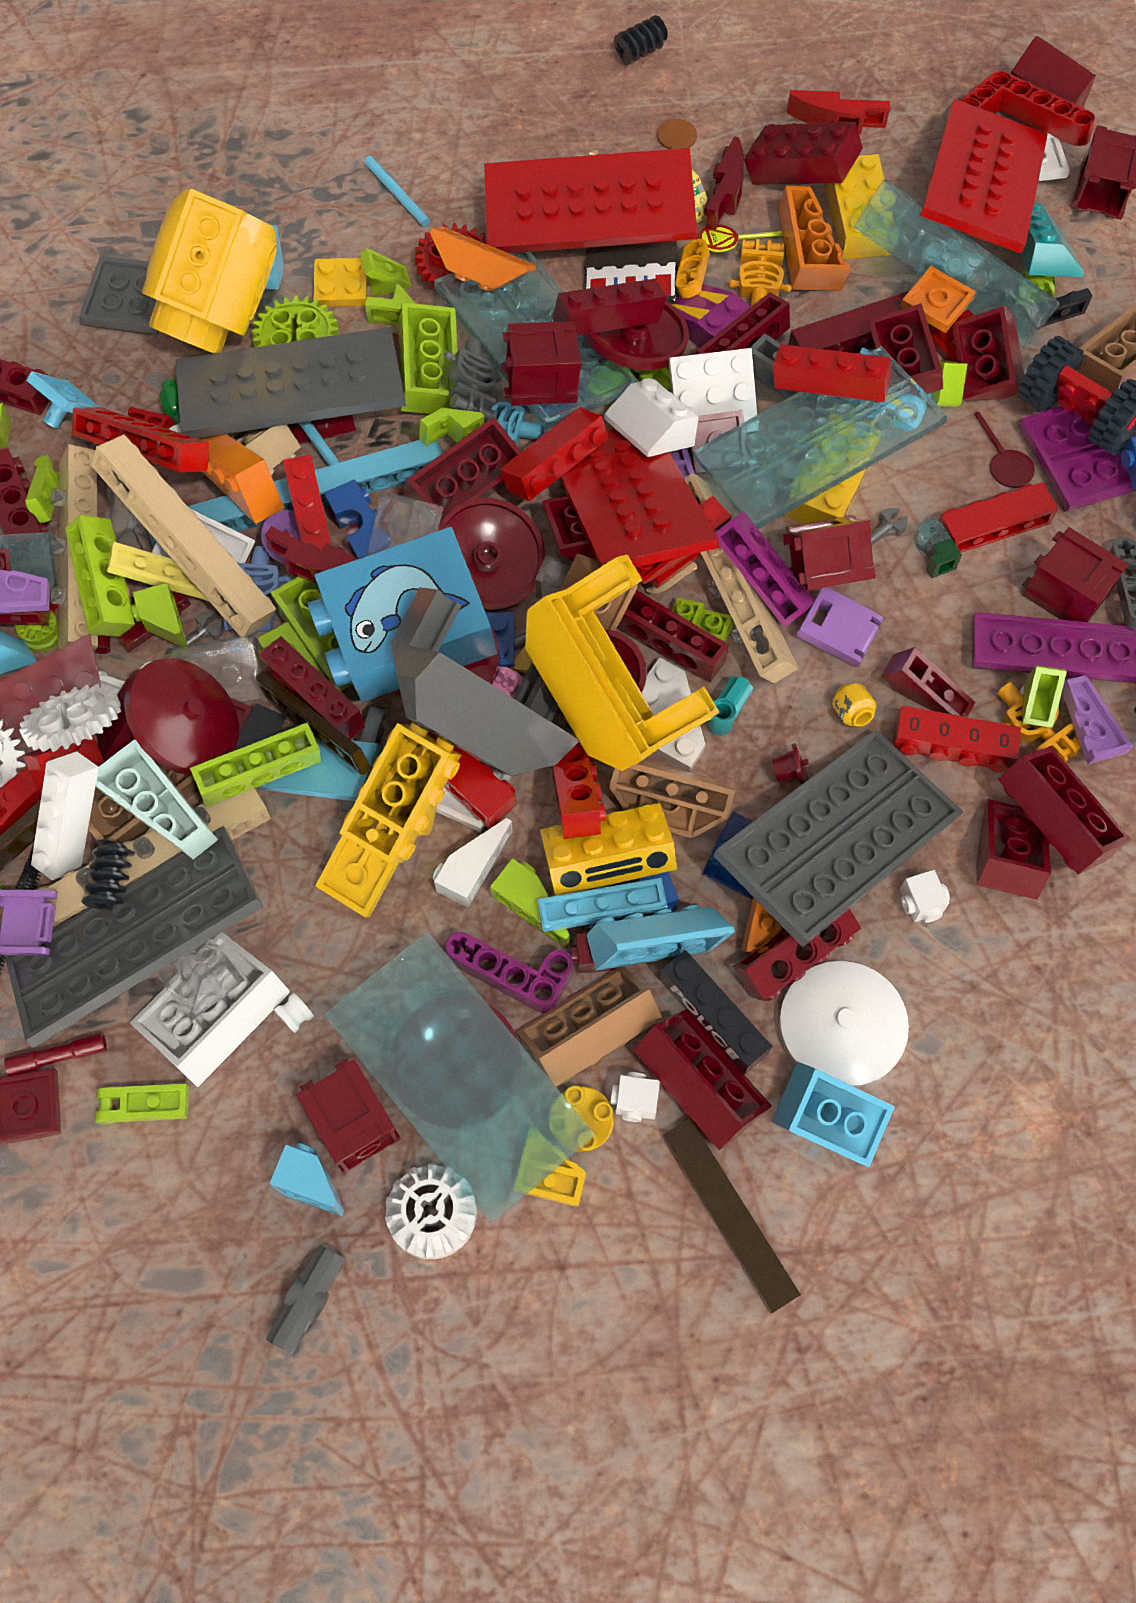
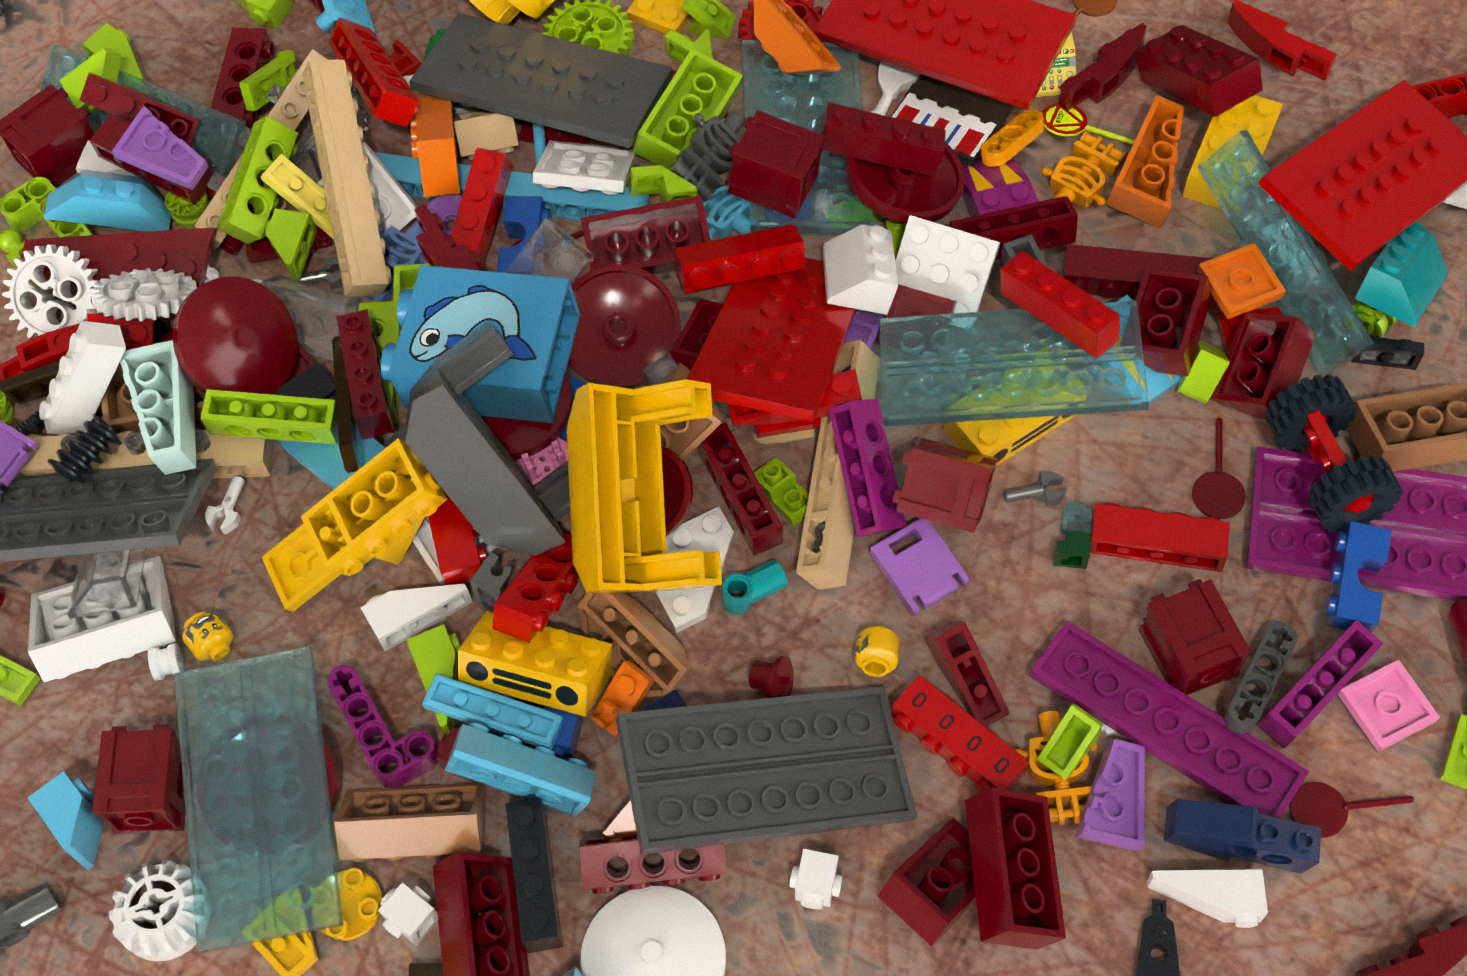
camera: 35 degrees right, 5 degrees down
(253, 860) = (232, 518): none -> white bar
(316, 973) = (207, 636): none -> yellow head
(374, 439) = (584, 167): none -> white plate
(535, 811) = (489, 582): none -> dark grey hinge
(567, 263) = (891, 82): none -> white piece
(691, 840) = (622, 695): none -> orange plate

